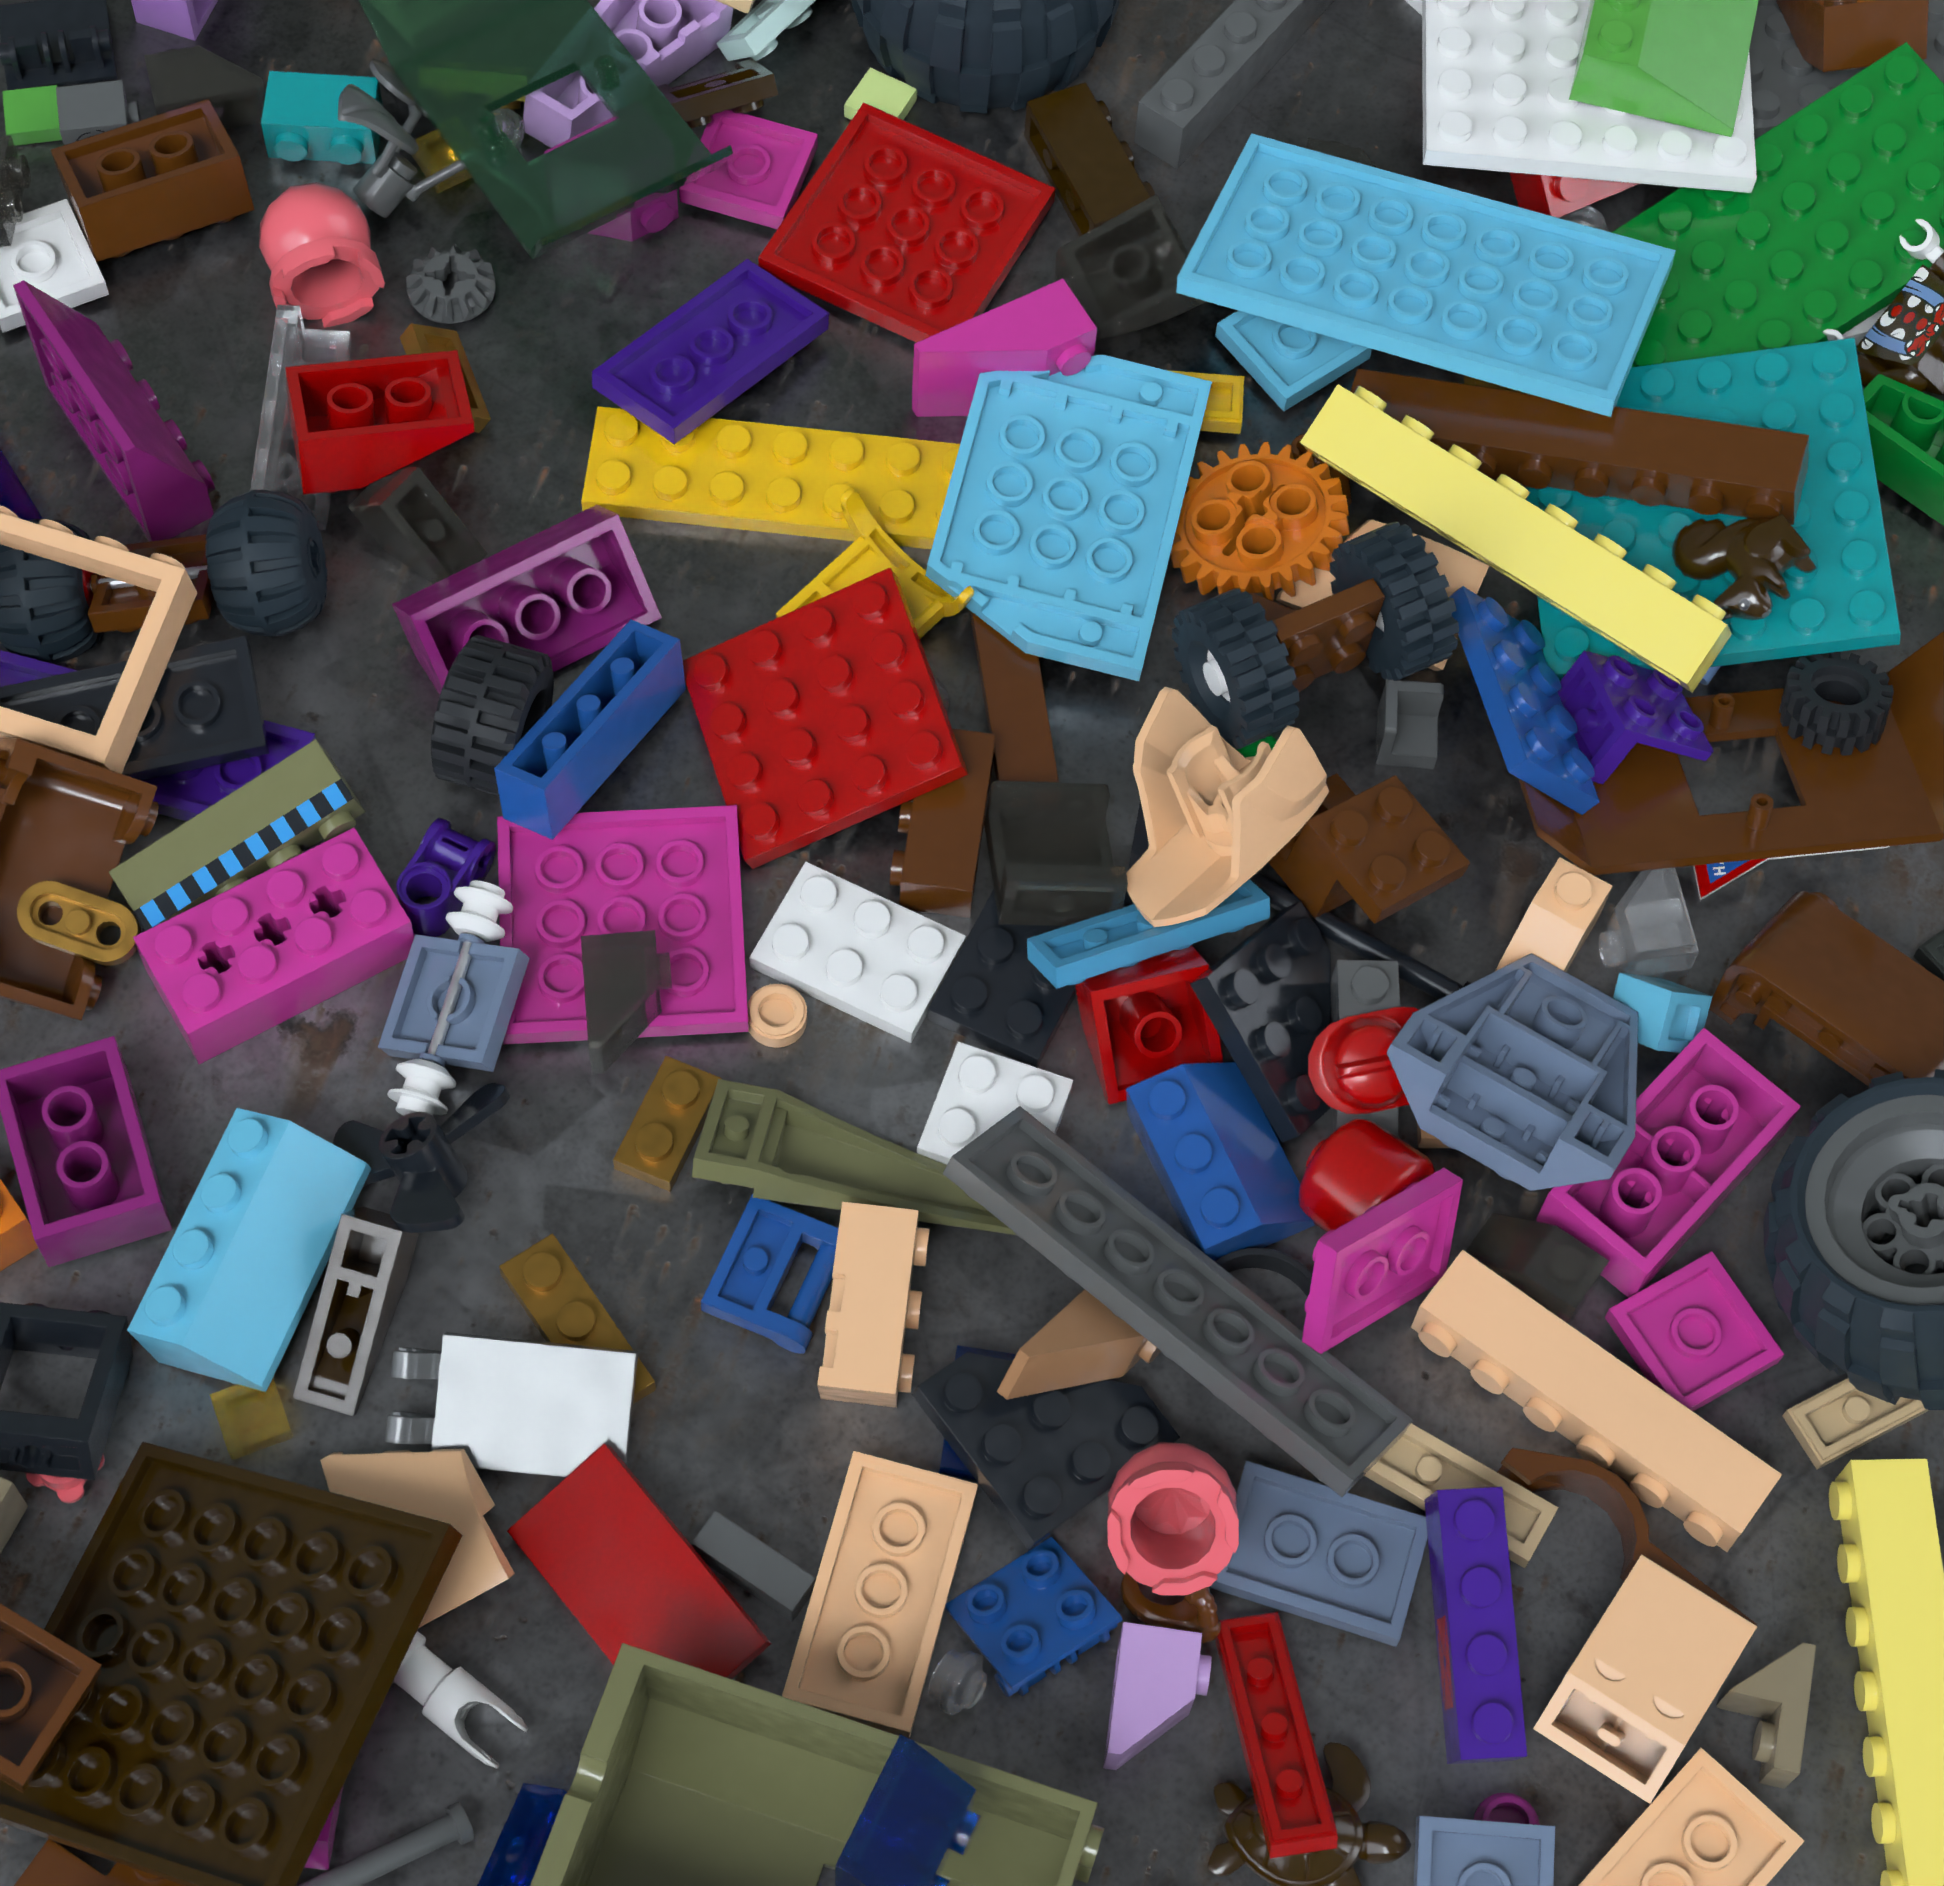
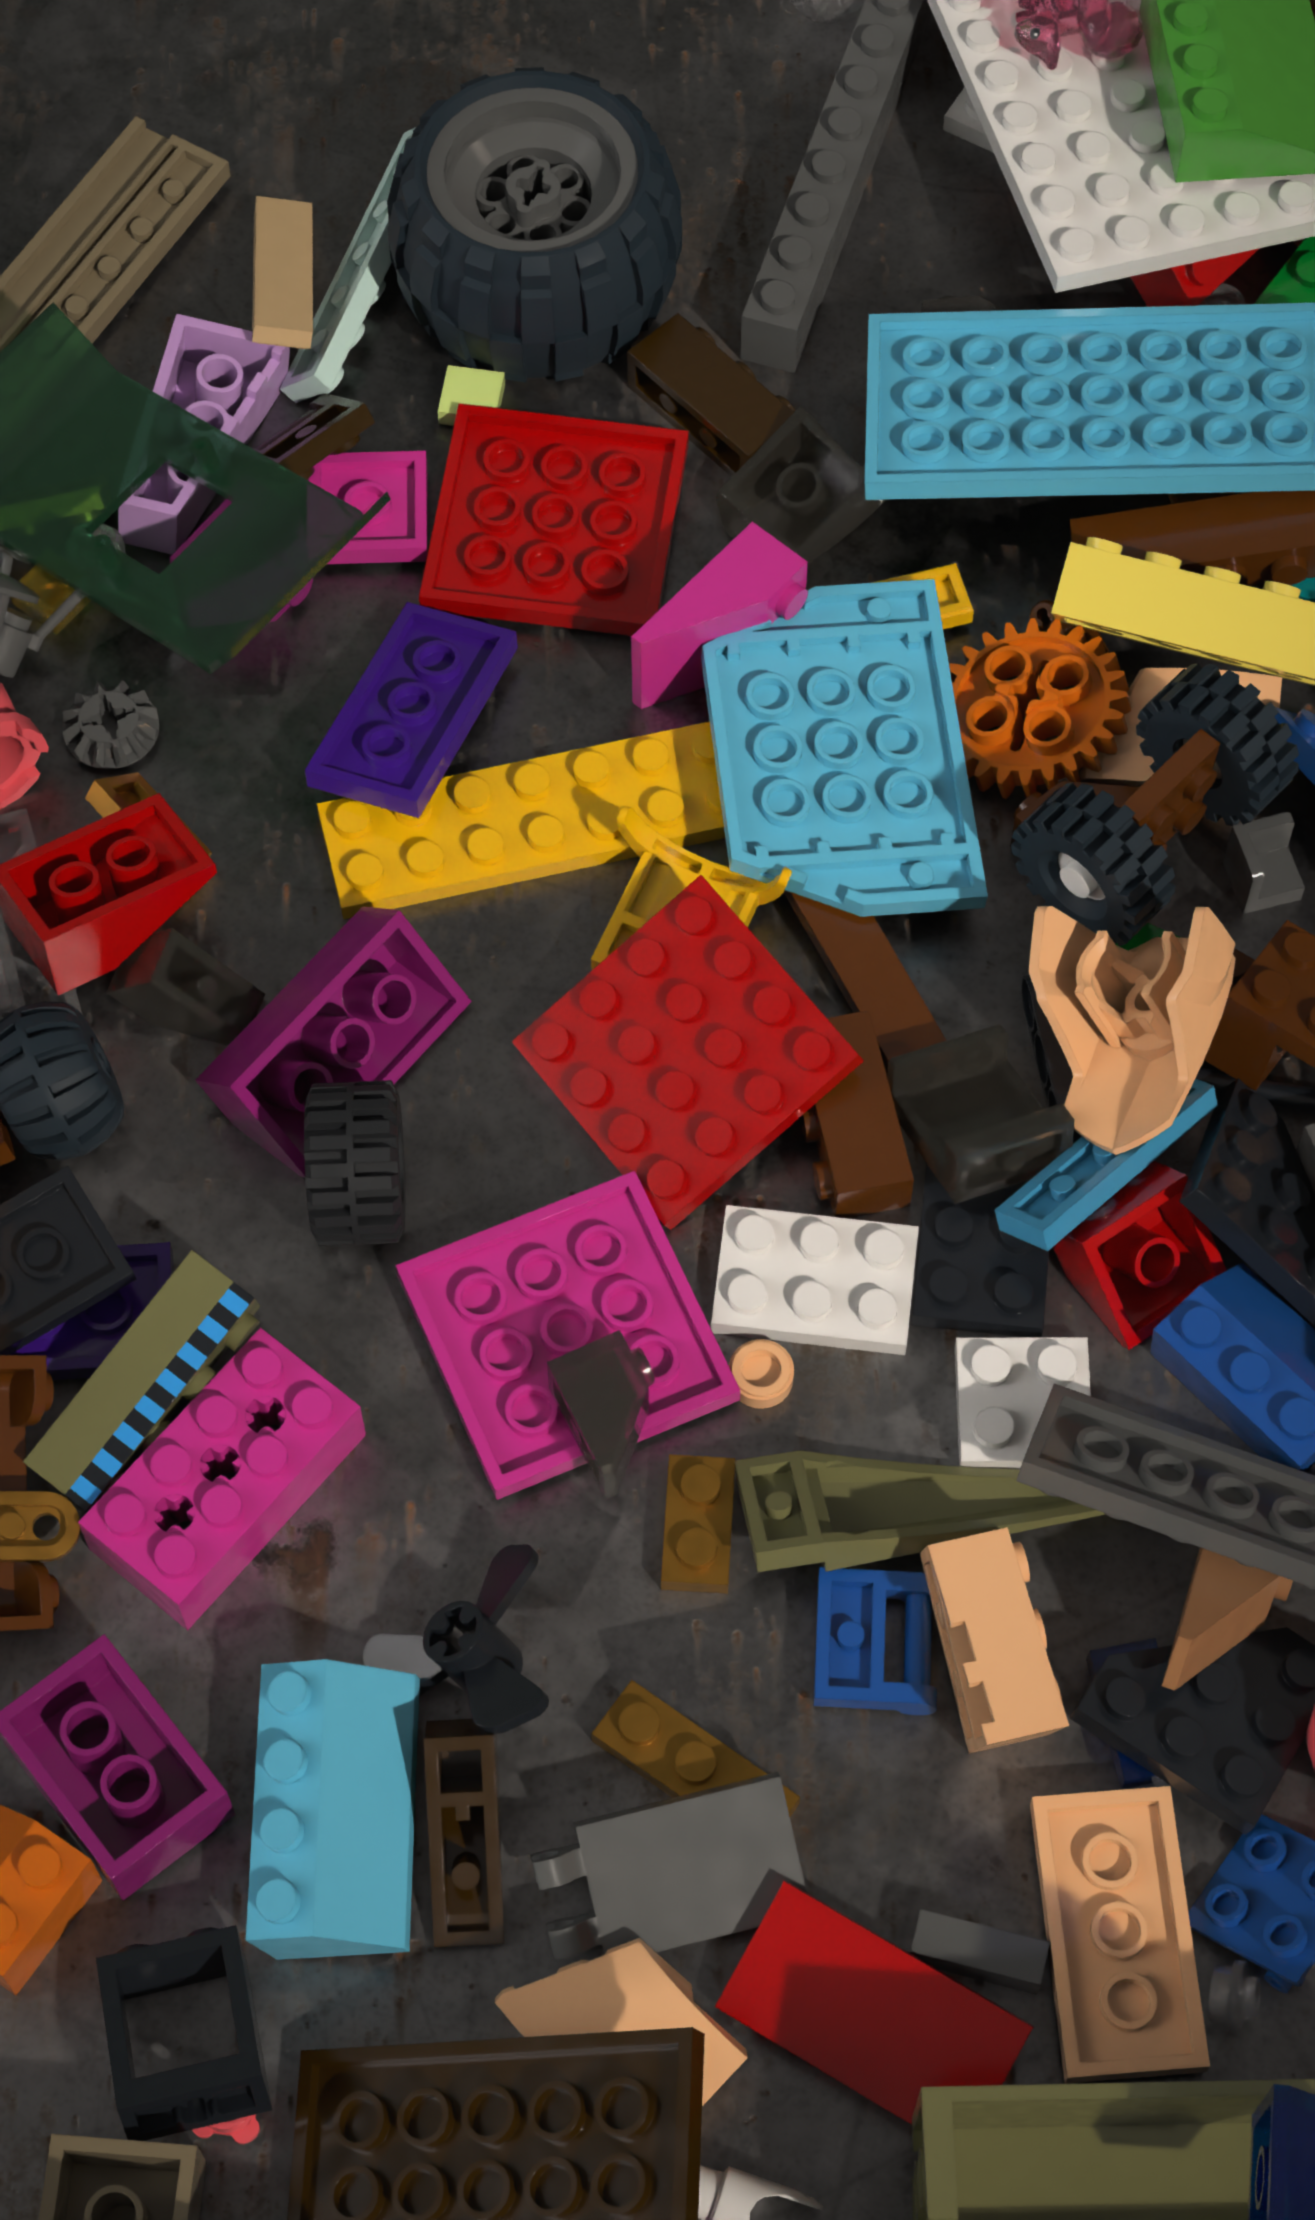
camera: 15 degrees left, 0 degrees up
(250, 1418) = (400, 1985): clear yellow tile -> none
(437, 868) = (365, 1339): dark purple piece -> none
(453, 1001) = (433, 1474): sand blue plate -> none
(590, 729) = (459, 1143): blue brick -> none
(1285, 358) = (988, 531): medium azure plate -> none

